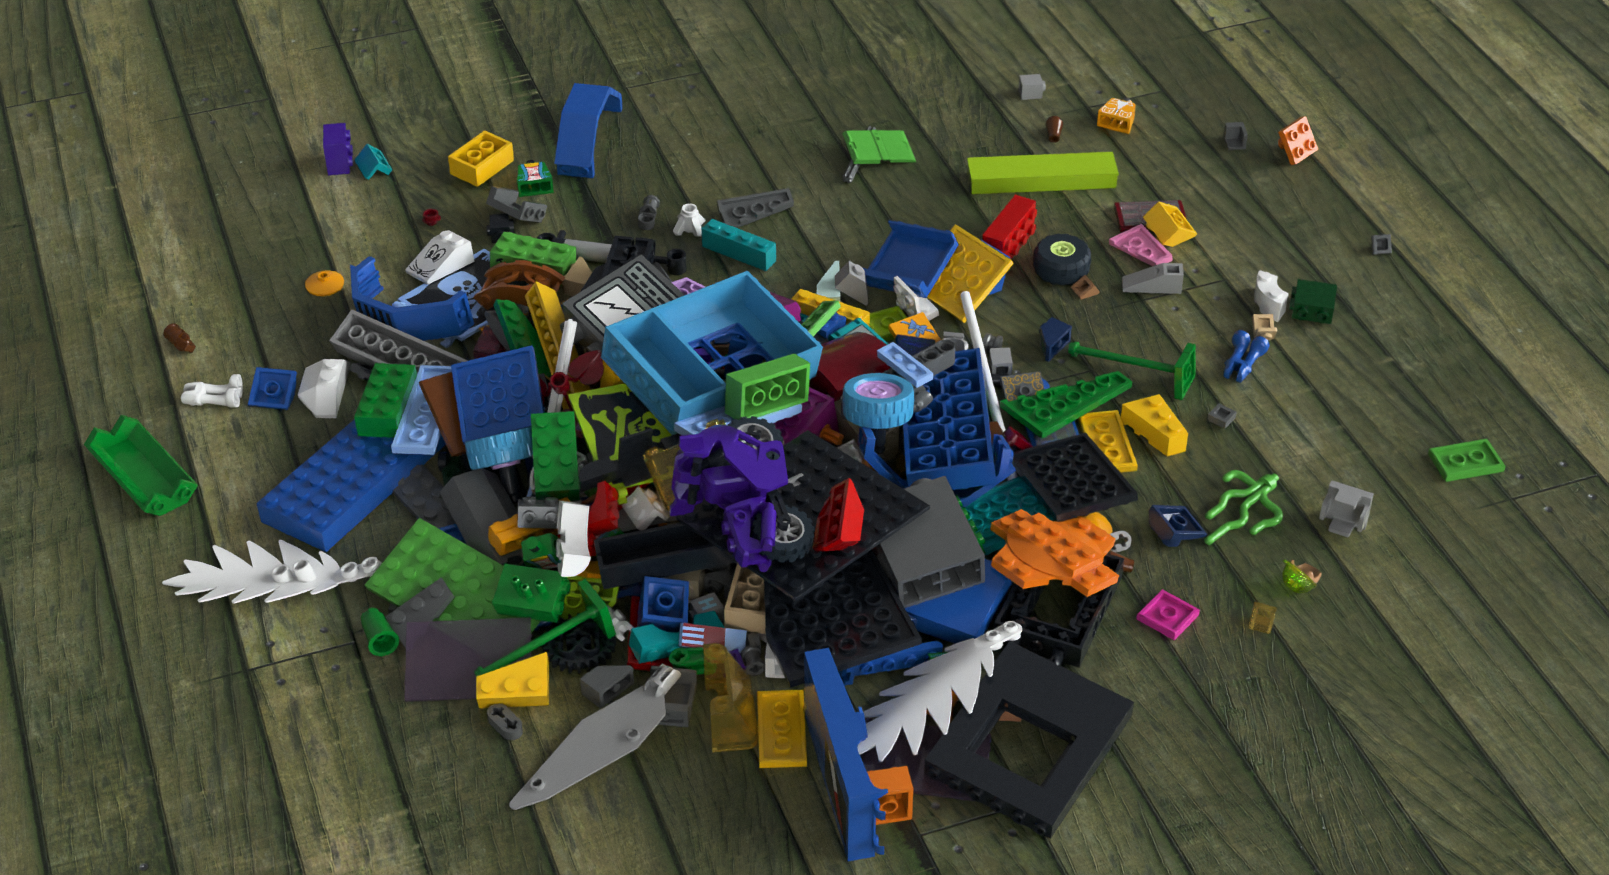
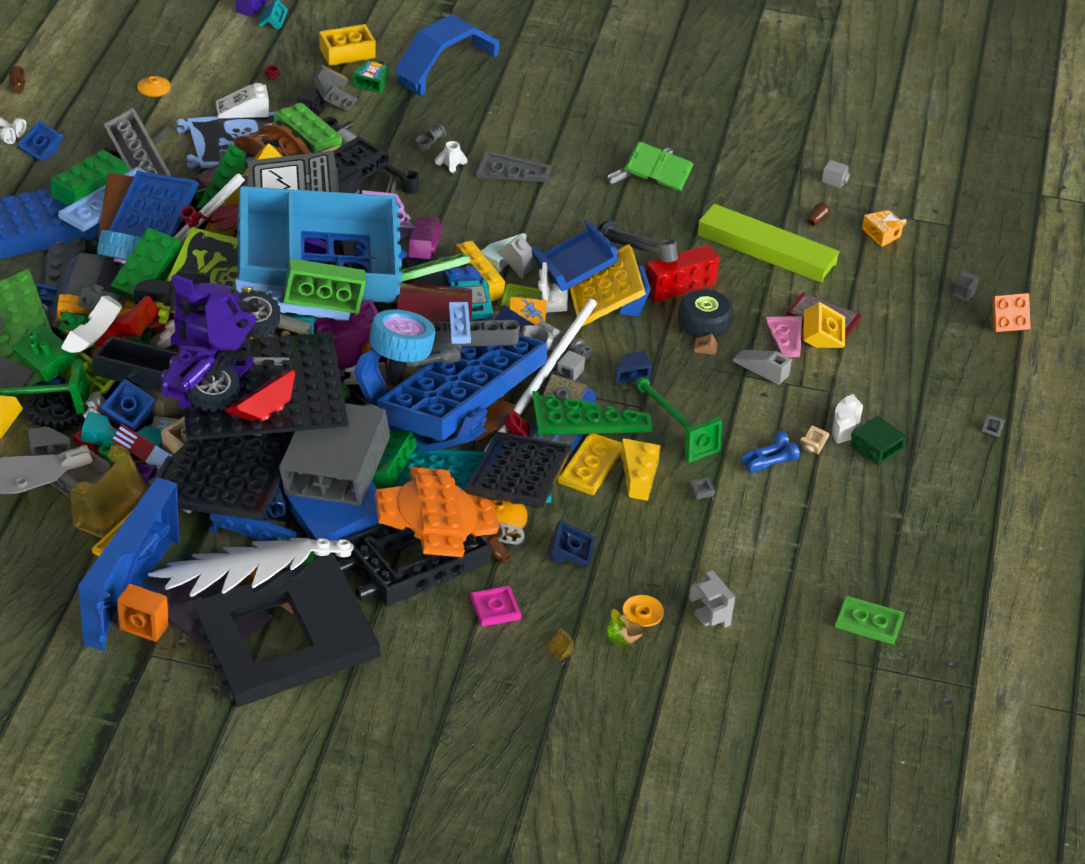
camera: 30 degrees right, 0 degrees up
(324, 387) = (75, 152): white wedge -> none
(421, 321) = (172, 138): blue panel -> none
(739, 244) = (468, 190): teal brick -> none
(992, 214) = (665, 248): none -> dark grey piece
(1256, 491) = (663, 556): bright green plant -> none
(1295, 548) = (643, 610): none -> light orange dish

